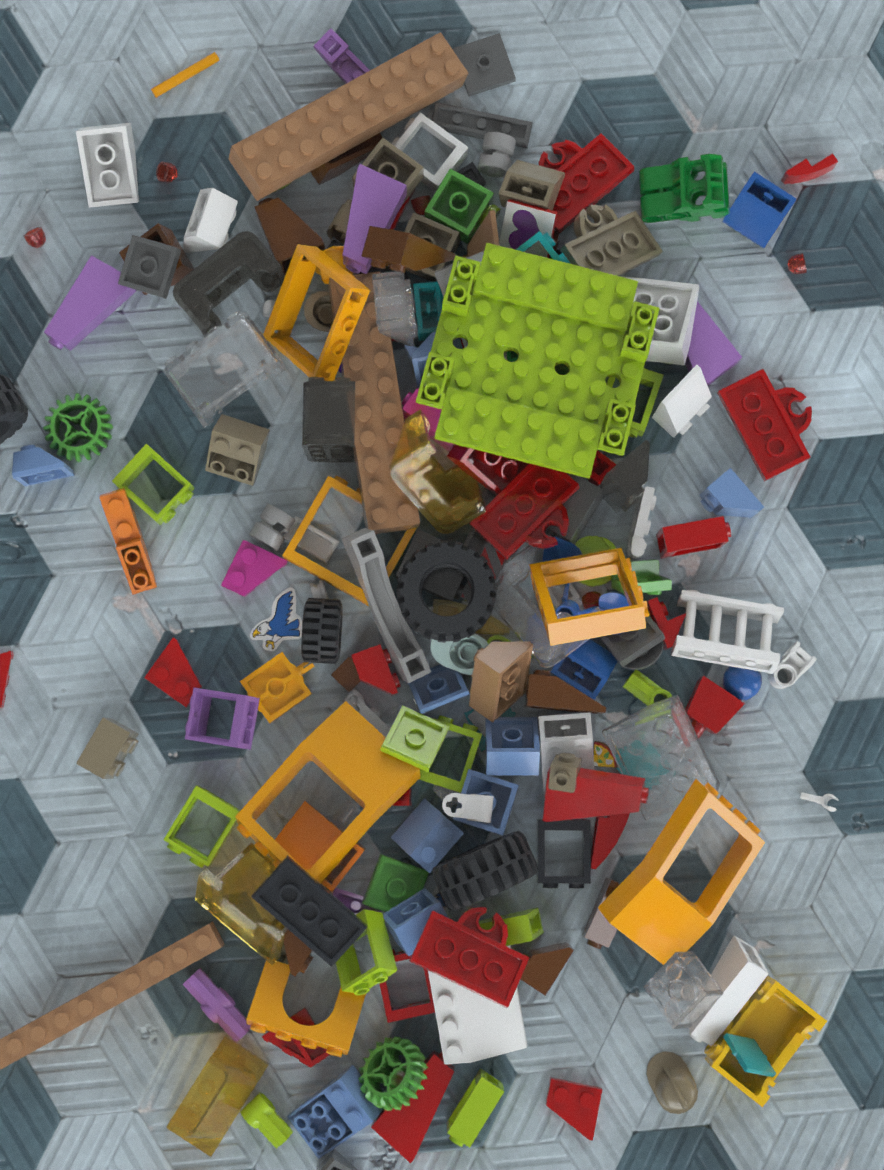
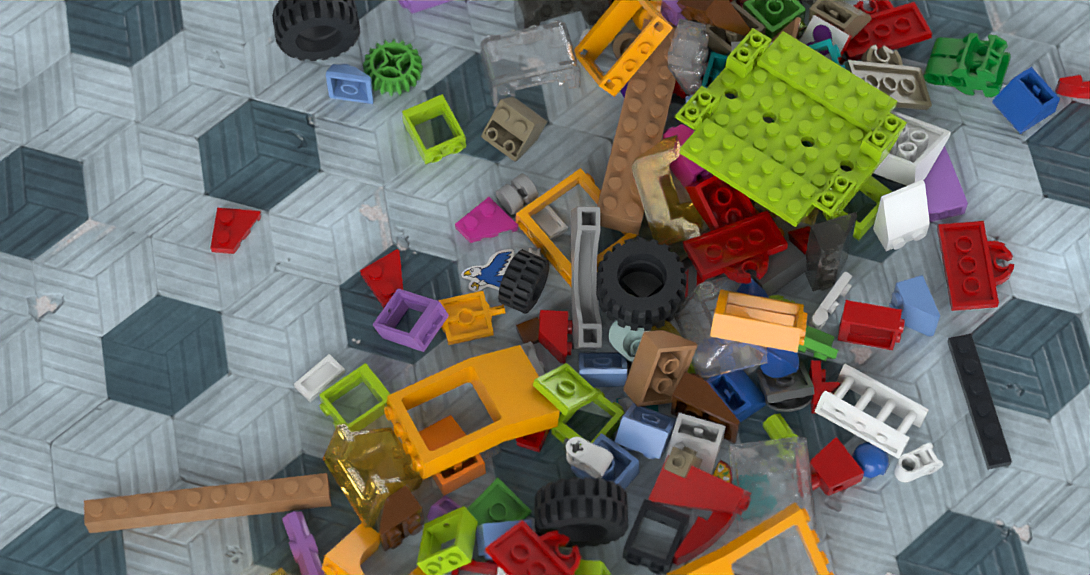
camera: 25 degrees right, 20 degrees down
(108, 749) = (306, 308): dark tan brick -> none
(128, 541) = (395, 162): orange slope -> none
(153, 812) = (319, 378): none -> white tile
(309, 911) = (417, 483): black tile -> none
(329, 420) = (596, 121): clear smoke windscreen -> none
(427, 835) = (538, 474): medium blue slope -> none
(797, 264) = (1044, 154): clear red hinge -> none
(826, 571) = (979, 401): none -> black plate

